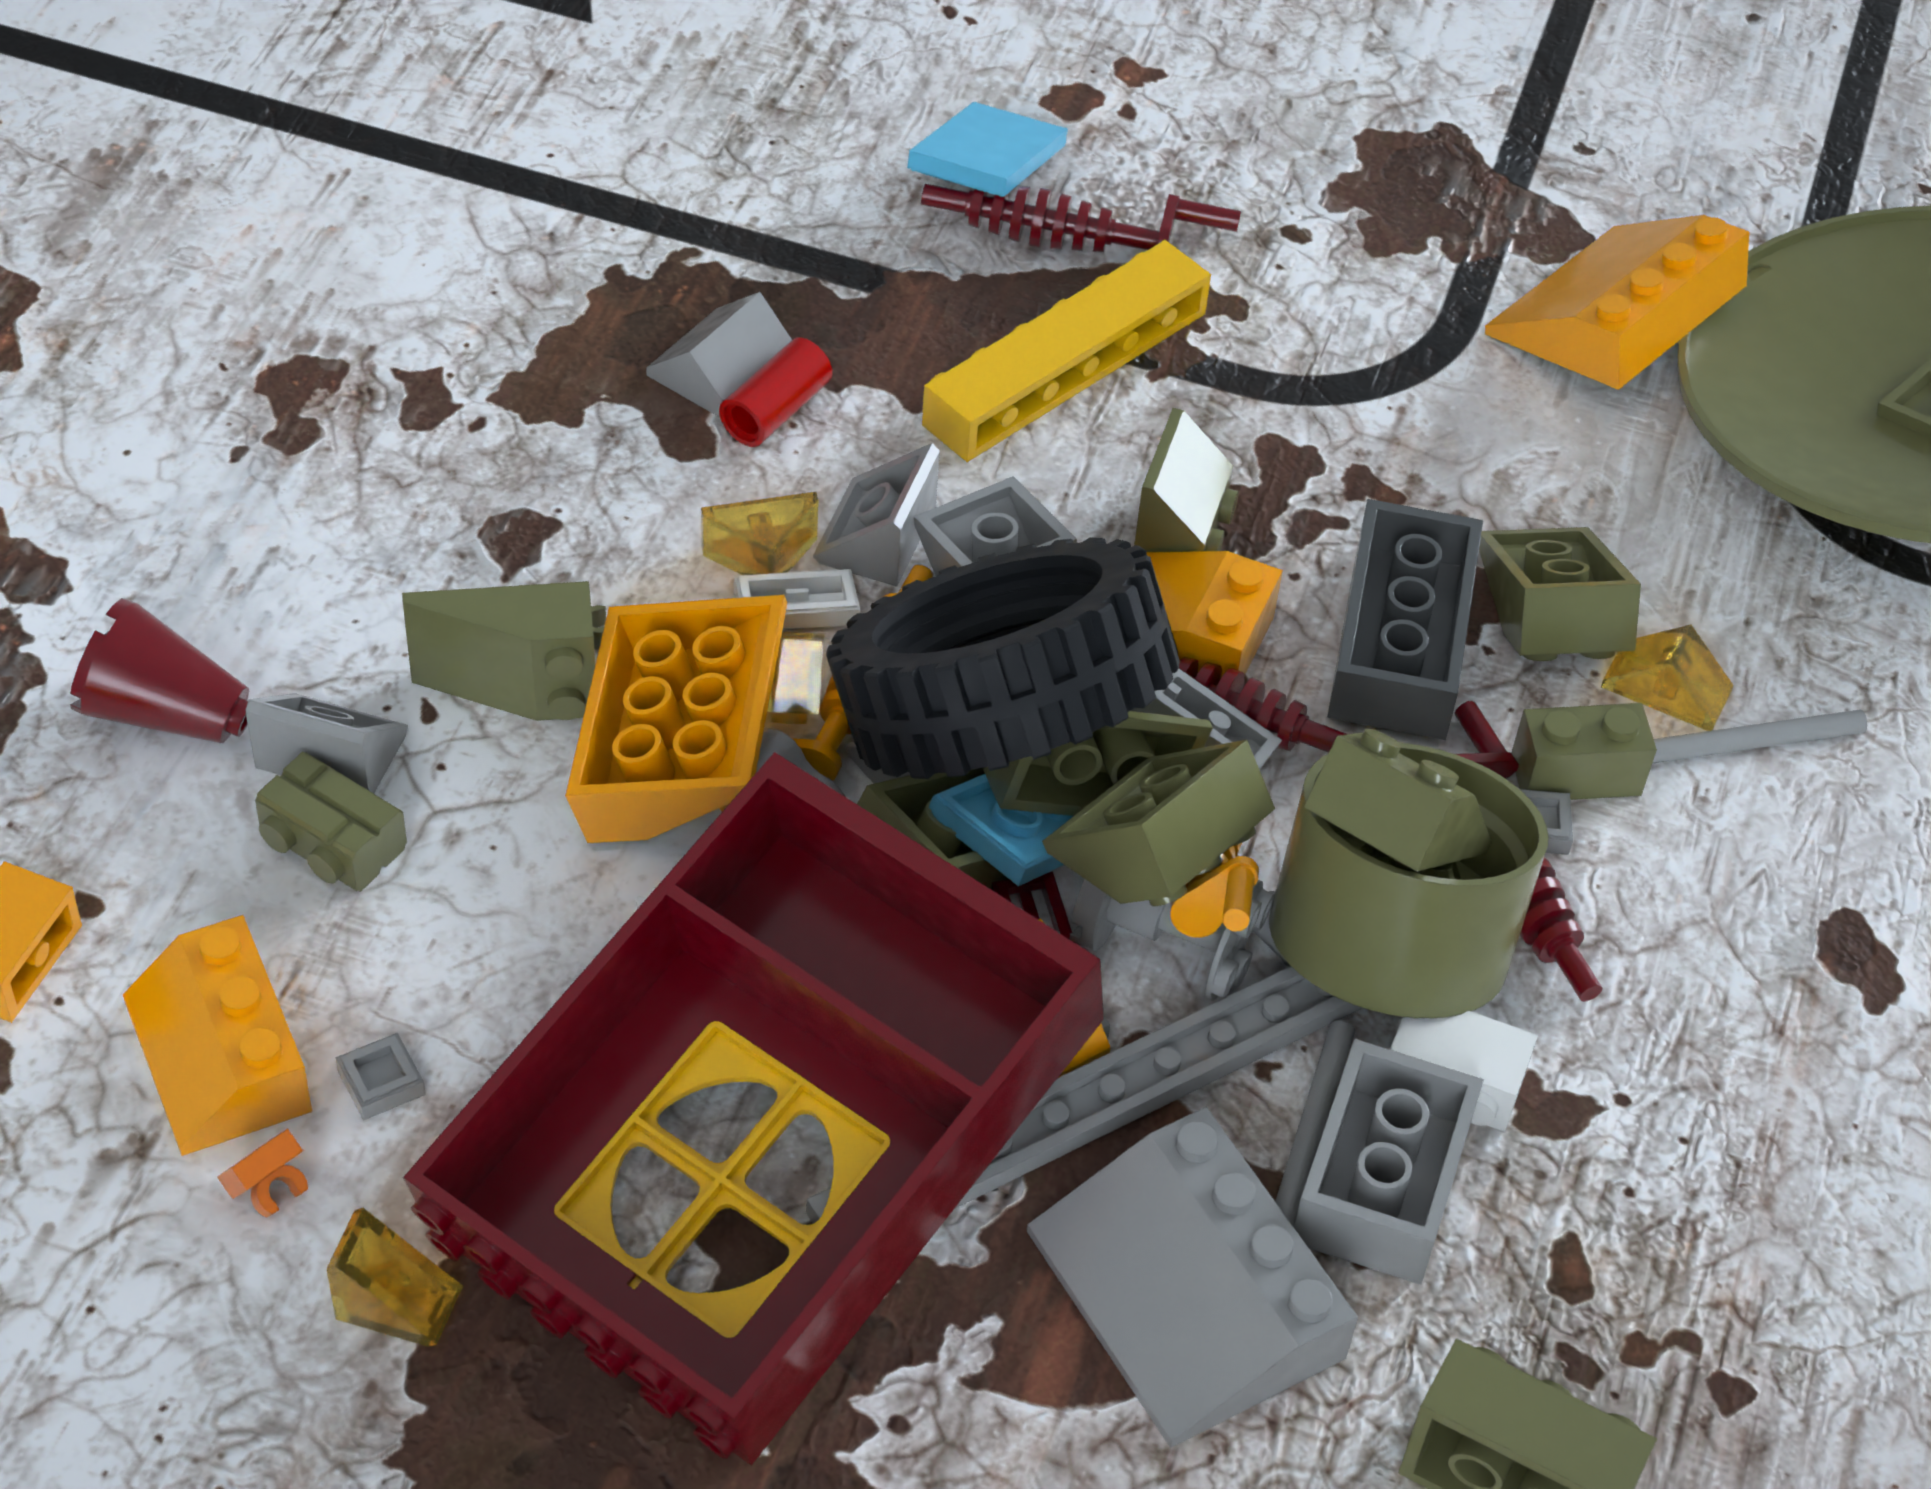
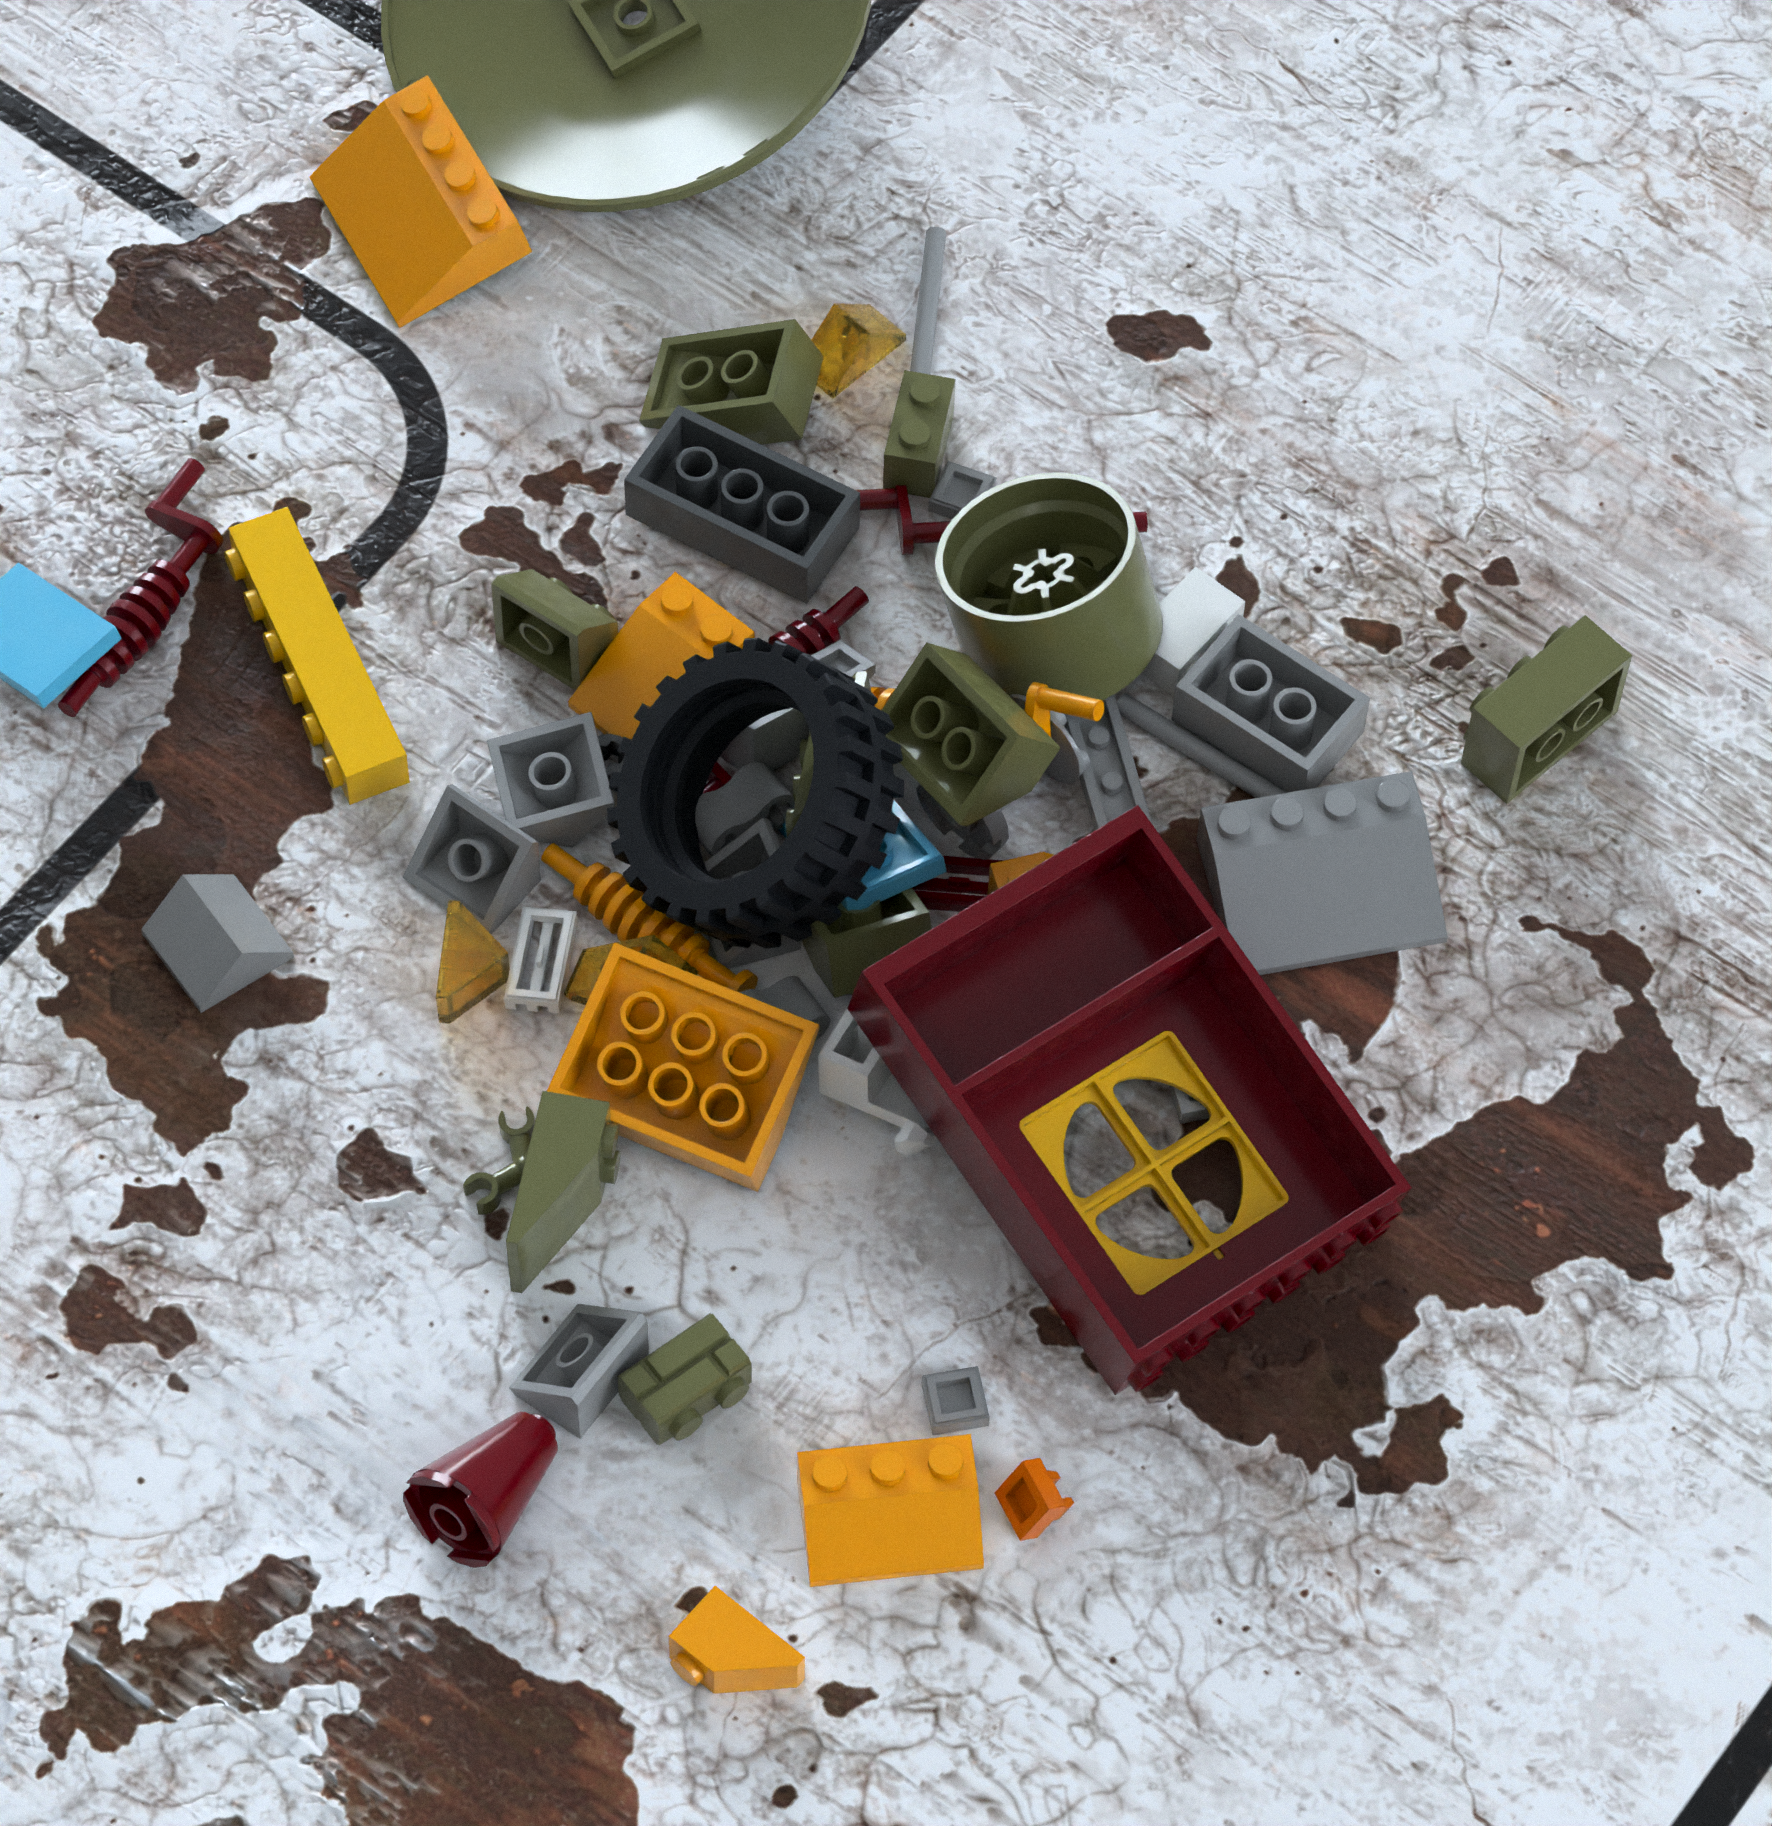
camera: 70 degrees left, 10 degrees up
(388, 1283) = (1170, 1430): clear yellow slope -> none
(775, 392) = (286, 904): red pin -> none
(1397, 803) = (1049, 560): olive slope -> none

